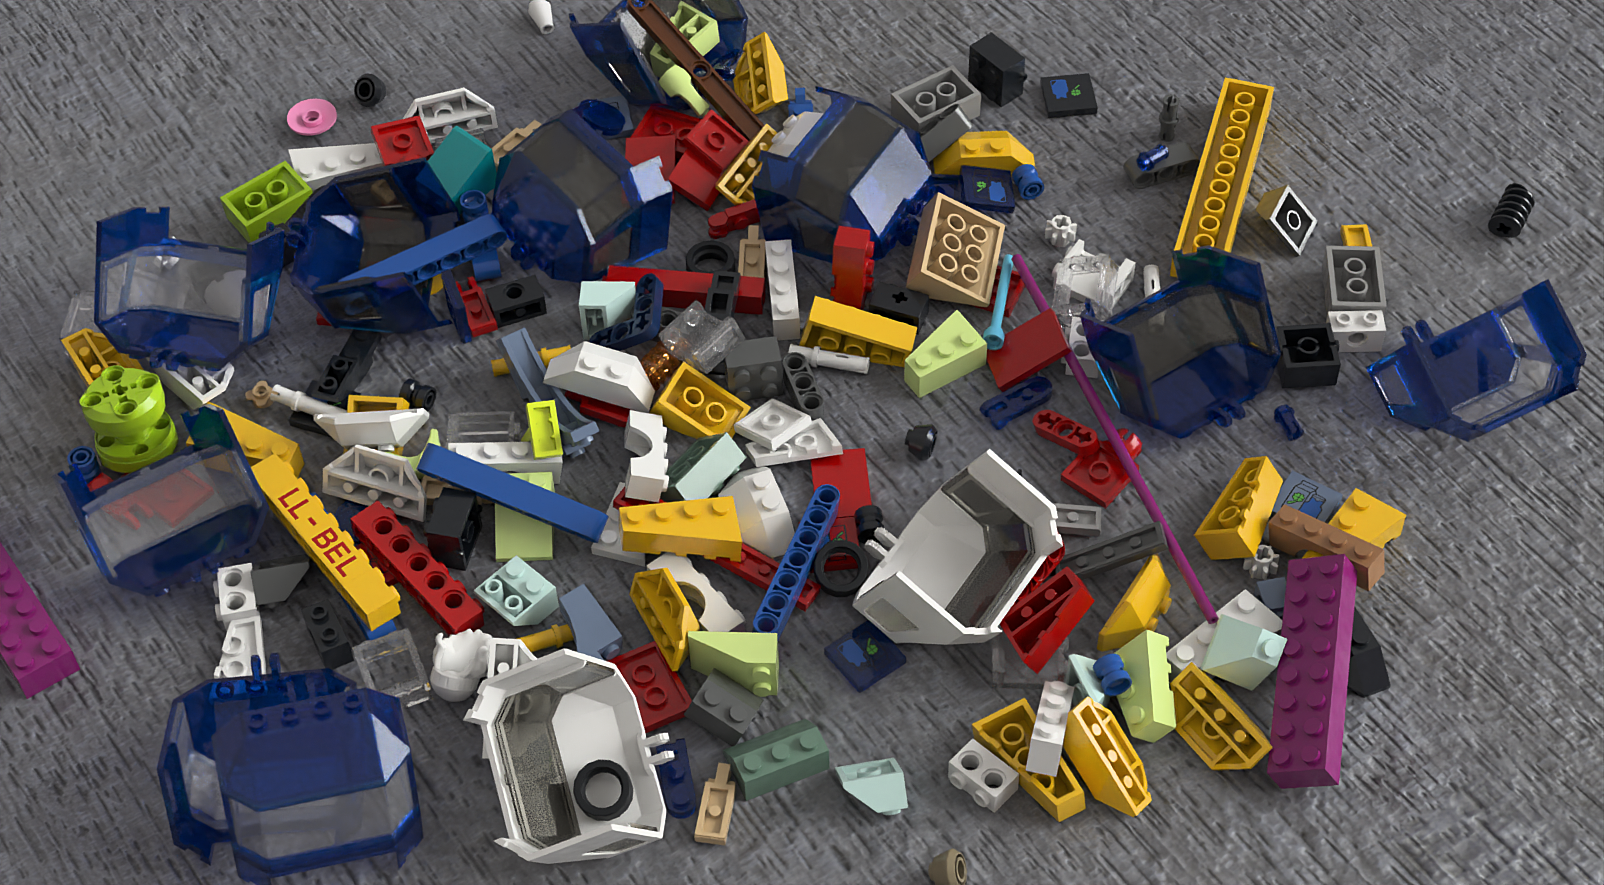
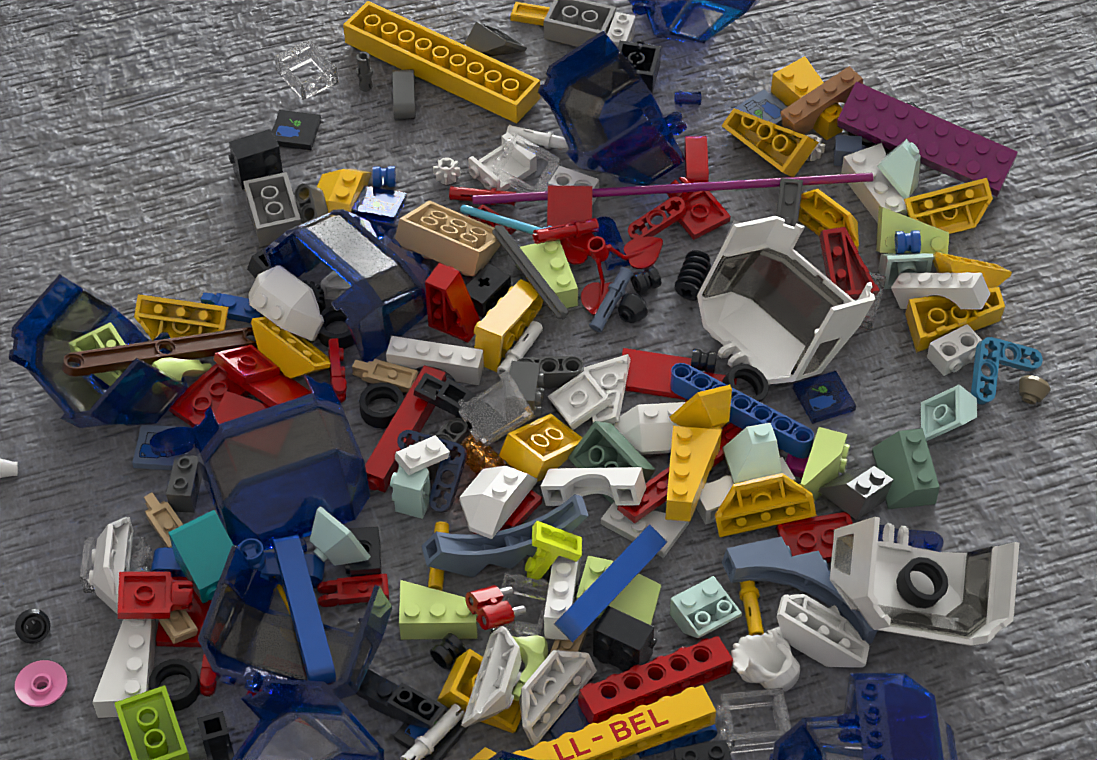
camera: 75 degrees left, 0 degrees up
(456, 306) = (355, 593): clear blue tile -> none
(457, 369) = (433, 614): none -> yellowish green wedge
(457, 402) = (490, 608): none -> red piece
(508, 260) = (335, 541): none -> light aqua slope
(620, 292) = (422, 455): none -> white plate
(716, 807) = (942, 518): tan hinge -> none
(728, 591) = (753, 454): none -> light aqua slope
(767, 525) = (705, 409): none -> yellow slope
(922, 416) = (616, 290): none -> sand blue pin
(923, 329) = (530, 272): none -> dark grey axle
(970, 443) = (645, 280): none -> black wheel
(981, 819) = (993, 360): none -> dark azure beam
(993, 369) = (639, 251): none -> red plant
(1002, 351) = (572, 229): none -> red pin
(1039, 269) = (467, 194): none -> red pin
(1149, 159) = (408, 93): clear blue pin -> none
(1157, 56) = (306, 52): none -> clear window
(1183, 452) = (696, 159): none -> red beam

